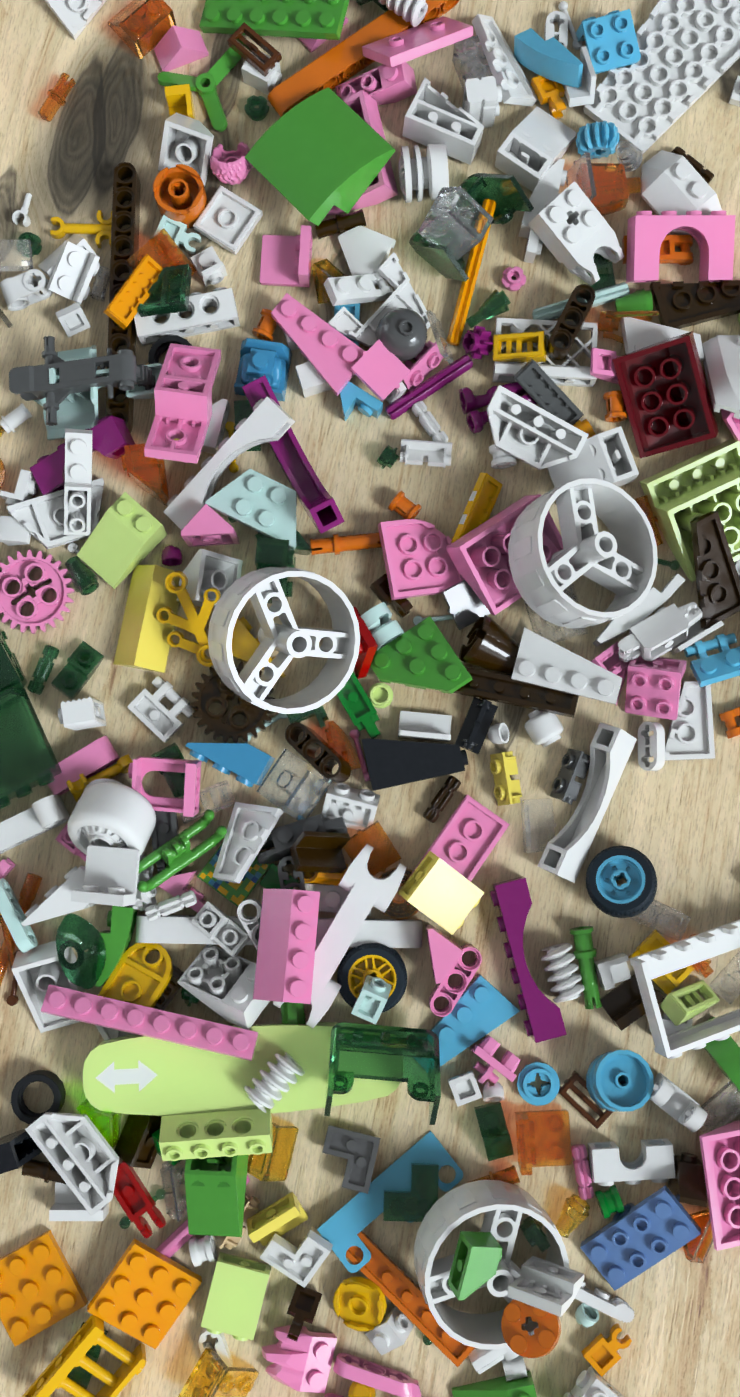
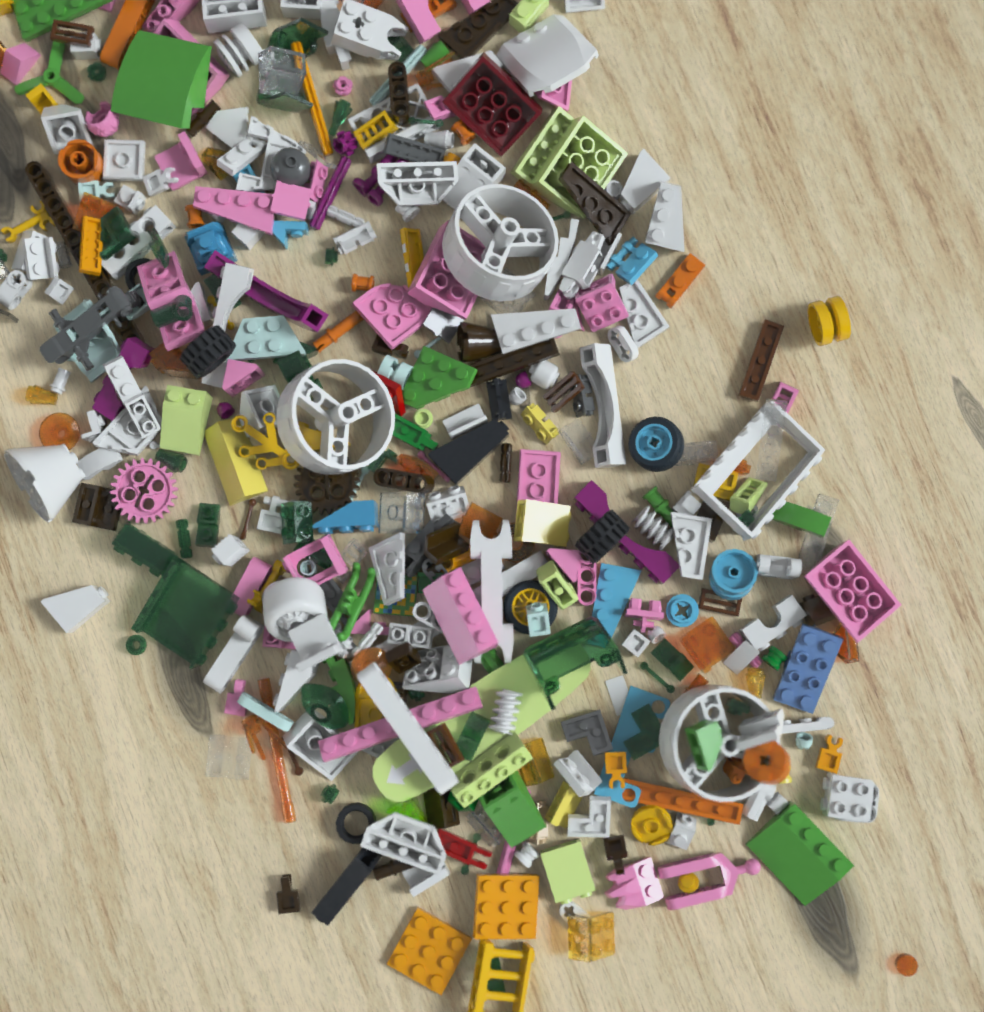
camera: 30 degrees left, 0 degrees up
(29, 1047) = (329, 794): none -> clear green plate
(140, 674) = (252, 502): none -> reddish brown hinge
(152, 783) = (304, 568): none -> light aqua hinge
(153, 1035) = (407, 728): none -> white beam
(159, 928) = (367, 657): none -> clear orange dish
(173, 728) = (296, 522): none -> clear green bracket
(175, 416) = (171, 312): none -> clear green piece
(187, 482) = (207, 351): none -> black tyre
(187, 1079) = (447, 743): none -> reddish brown tile
(197, 949) = (403, 657): none -> dark brown piece
(205, 337) = (158, 248): none -> clear green slope
(219, 1084) = (472, 735): none -> clear green slope
(249, 264) = (157, 181): none -> white plate
(313, 1196) = (578, 773): none -> white bracket
(360, 1215) = (615, 764): none -> light orange plate
(412, 1130) = (618, 692): none -> white sticker
(416, 972) = (557, 584): none -> yellowish green brick
(471, 1161) = (669, 688): none -> clear green hinge
(489, 1307) = (734, 769): none -> orange hinge
(499, 952) = (602, 536): none -> black tyre
(515, 719) = (522, 380): none -> magenta hinge
(532, 762) = (551, 401): none -> reddish brown tile
(572, 1178) = (741, 657): none -> white sticker
(586, 401) = (440, 139): none -> white cone
(594, 380) = (438, 123): none -> clear green hinge
(594, 1018) = (691, 543): none -> white wing
(674, 1029) = (747, 517): none -> clear green plate

